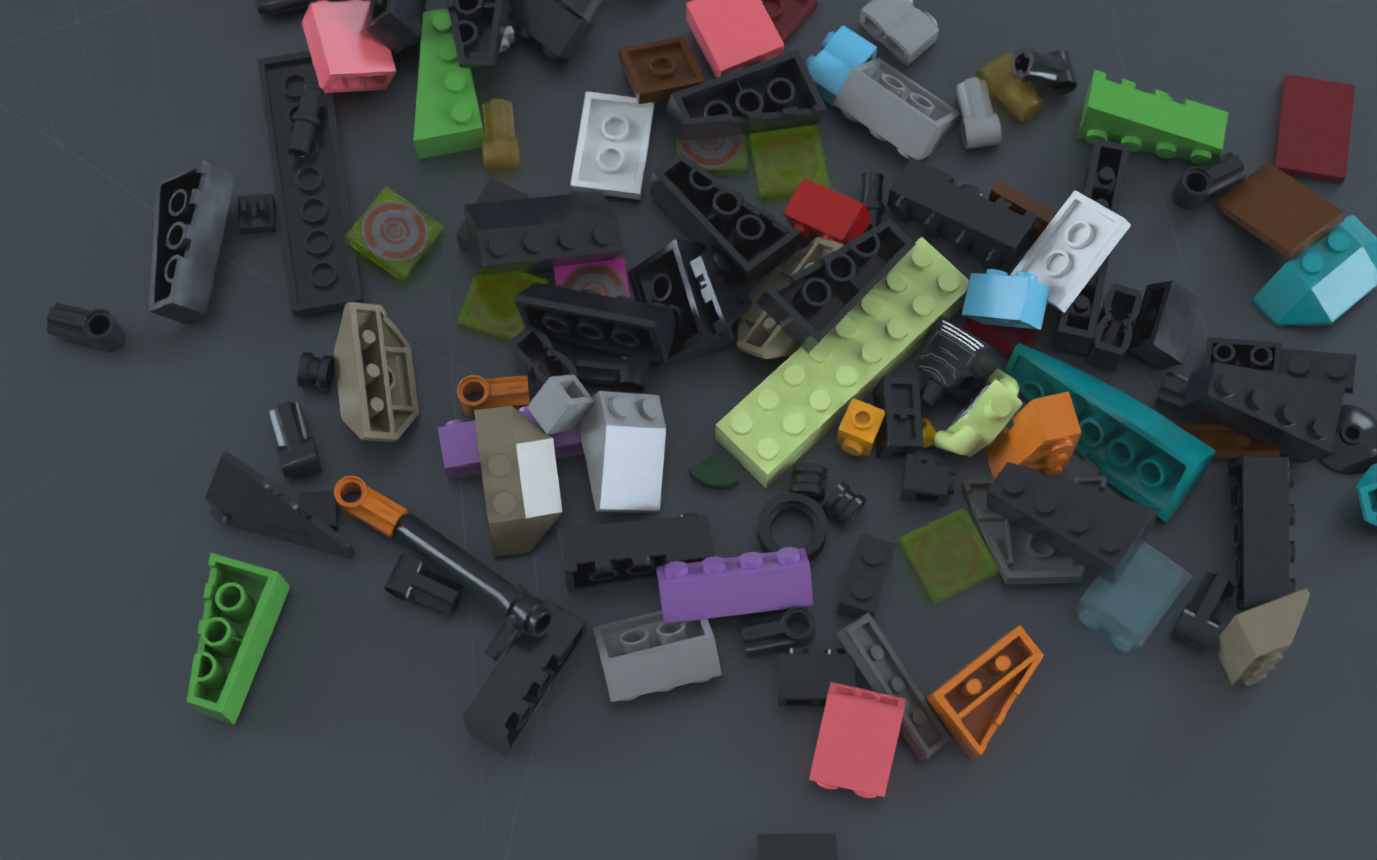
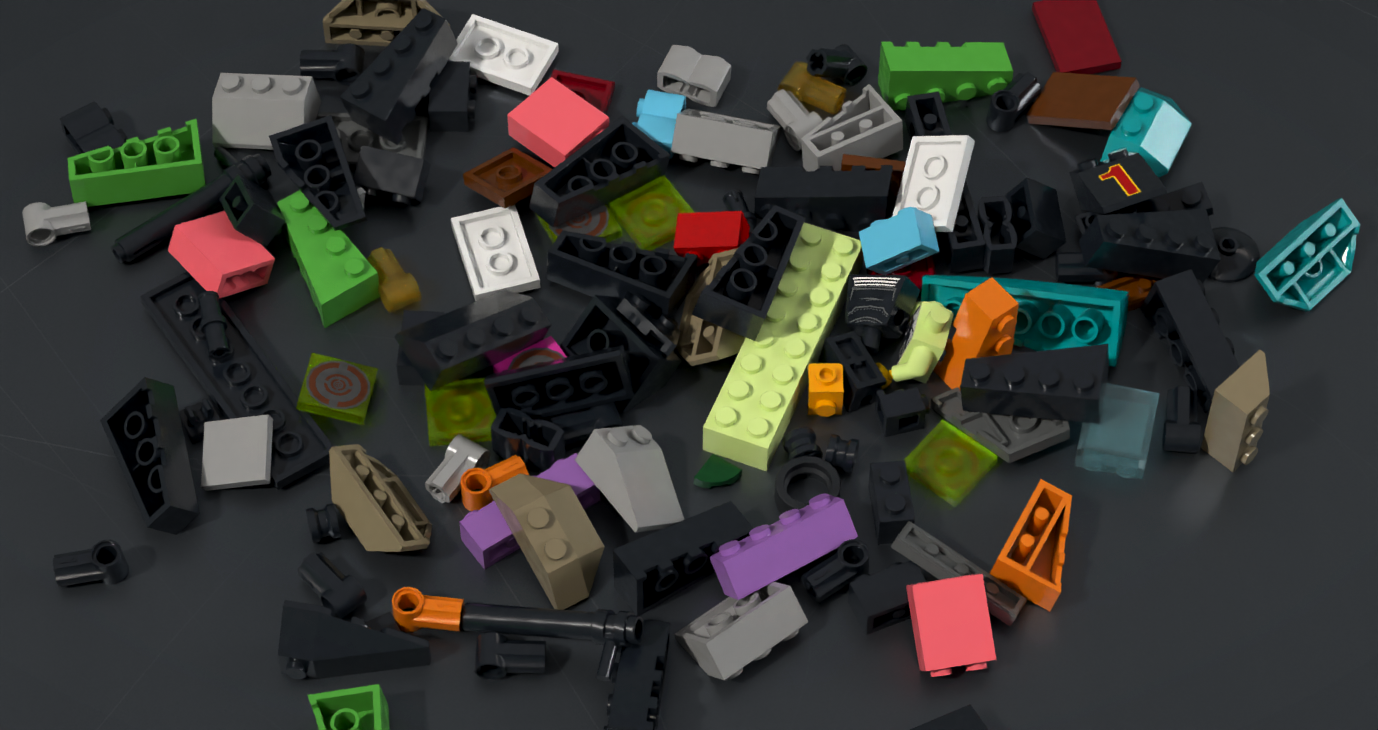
camera: 25 degrees left, 15 degrees down
(269, 264) = (237, 452): none -> light grey tile
(477, 357) = (459, 457): none -> light grey piece
(560, 404) = (563, 455): light grey brick -> none
(1027, 158) = (861, 129): none -> light grey wedge
(1263, 324) = (1115, 182): none -> black slope

